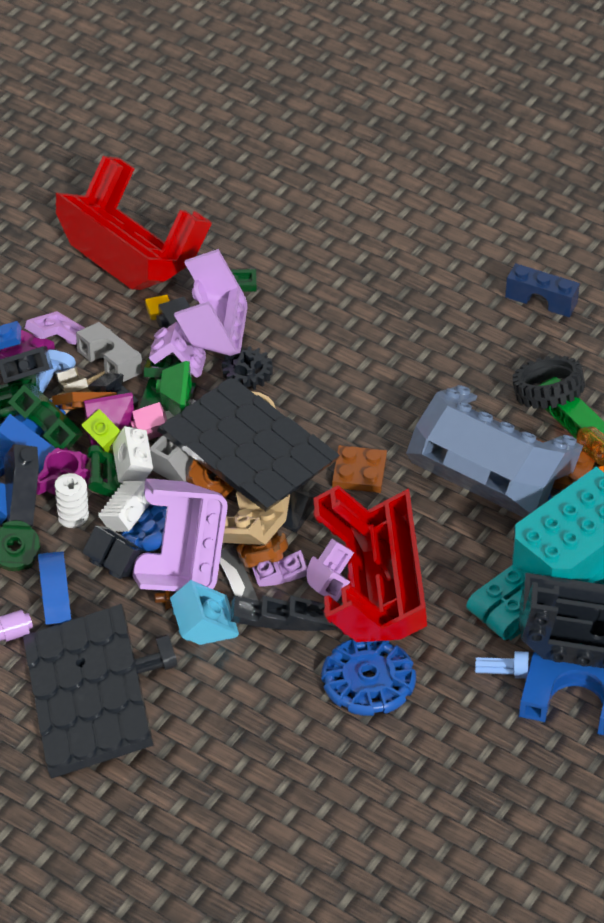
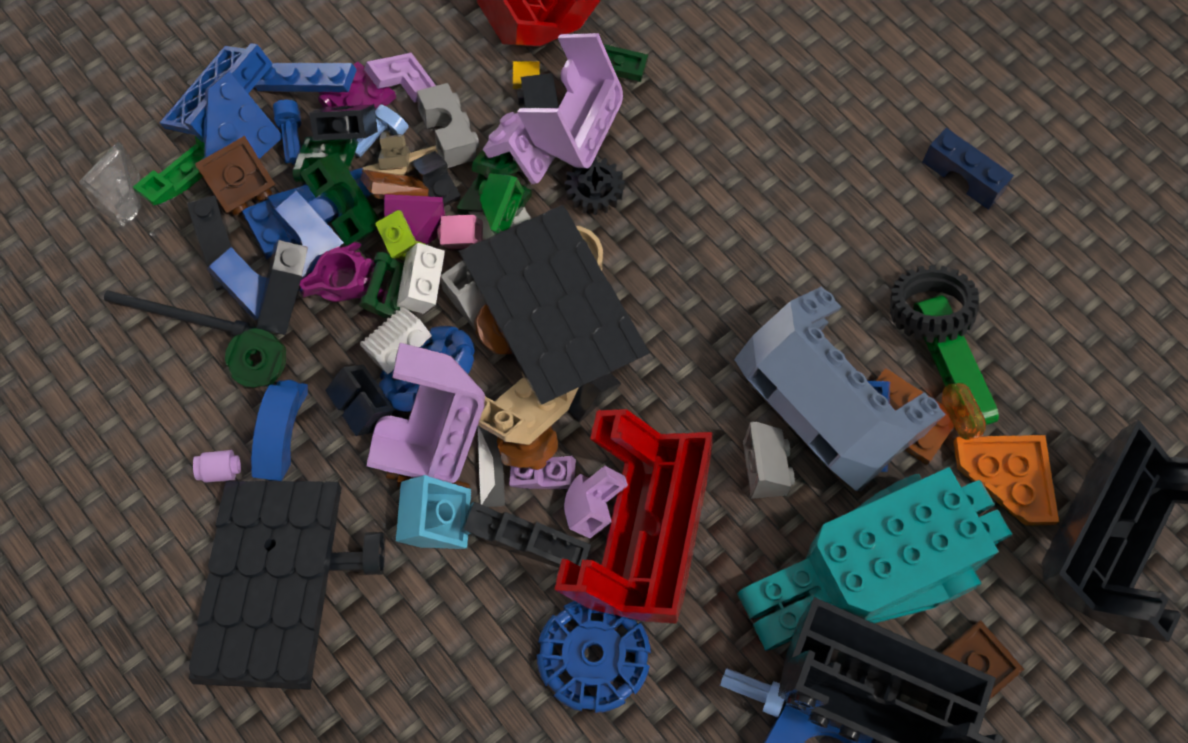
camera: 15 degrees right, 20 degrees up
(71, 500) = (334, 317): white piece -> none
(360, 469) = (678, 356): dark orange plate -> none
(456, 516) = (767, 461): none -> light grey slope

